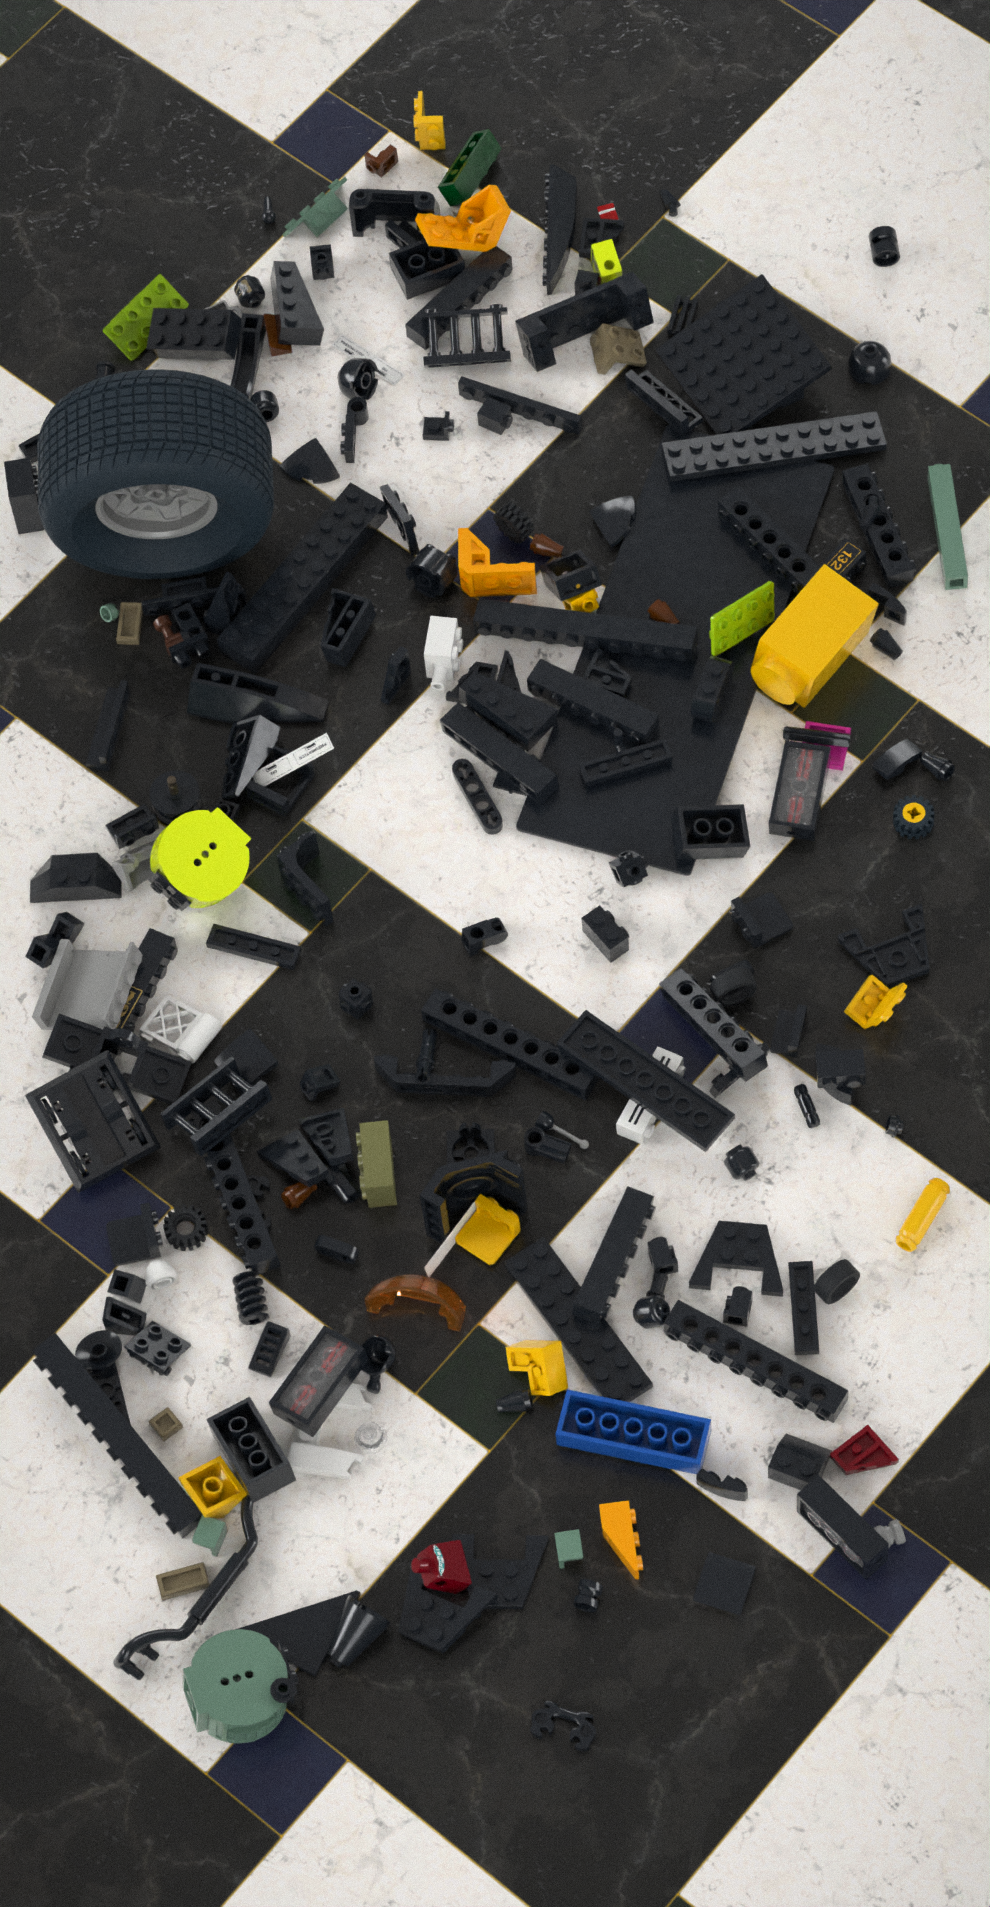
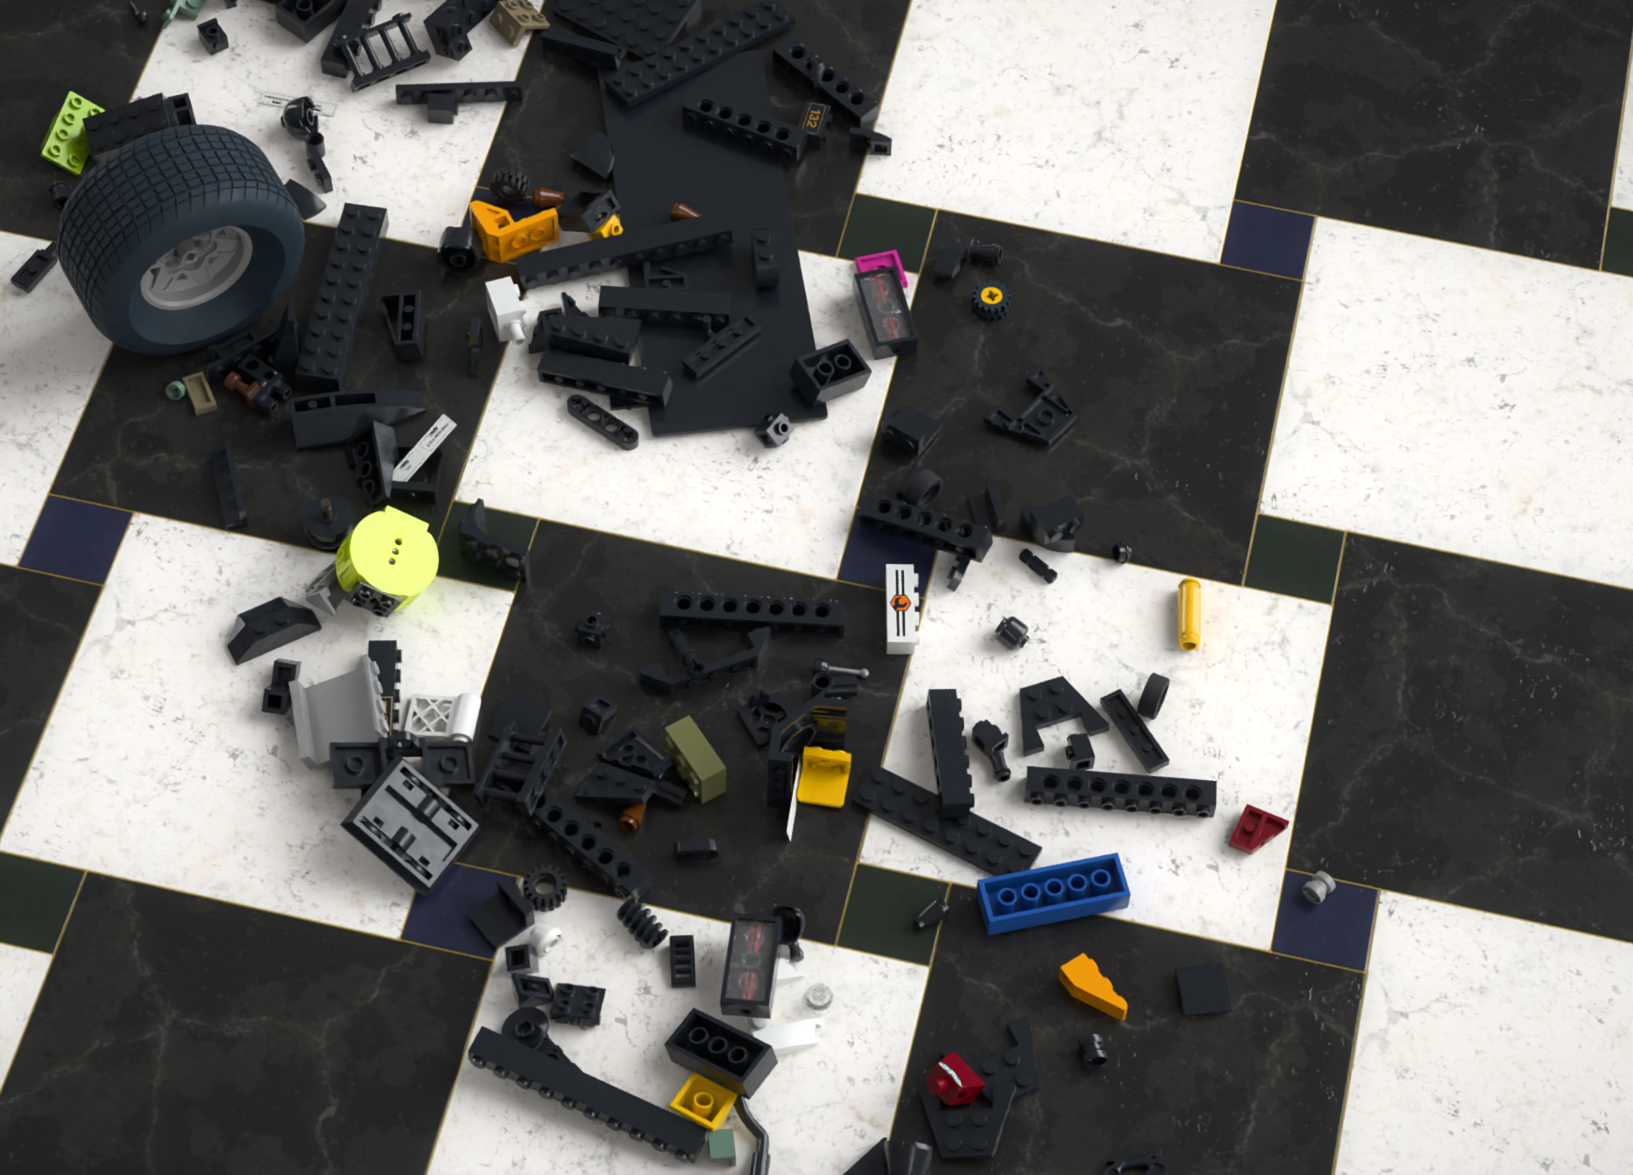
camera: 35 degrees left, 5 degrees down
(23, 494) = (45, 315): black brick -> none
(132, 826) = (300, 562): black bracket -> none
(165, 1424) = (622, 1068): dark tan tile -> none
(249, 291) = (159, 80): black head -> none
(253, 946) = (471, 622): black plate -> none
(275, 348) = (205, 110): reddish brown slope -> none
(293, 308) = (208, 80): black wedge -> none
(399, 515) = (410, 218): black wing -> none
(418, 1288) = (789, 853): clear orange windscreen -> none
(438, 428) = (395, 136): black bracket -> none
(483, 935) = (675, 534): black leg -> none
(543, 1362) = (937, 867): yellow panel -> none
(568, 1546) = (1051, 1017): sand green panel -> none
(605, 933) = (784, 491): black brick -> none
(645, 1080) = (894, 594): black plate -> none
(651, 1311) = (1008, 786): black head -> none
(729, 1488) = (1164, 906): black slope -> none
(742, 618) = (760, 191): lime bracket -> none
(797, 1462) = (1207, 862): black slope -> none
(812, 638) = (830, 184): yellow container -> none
(816, 736) = (888, 261): black axle -> none
(842, 1527) = (1279, 896): black brick -> none
(874, 1002) = (1049, 461): yellow bracket -> none
(886, 644) = (886, 173): black cone -> none
(947, 527) = (884, 64): sand green brick -> none

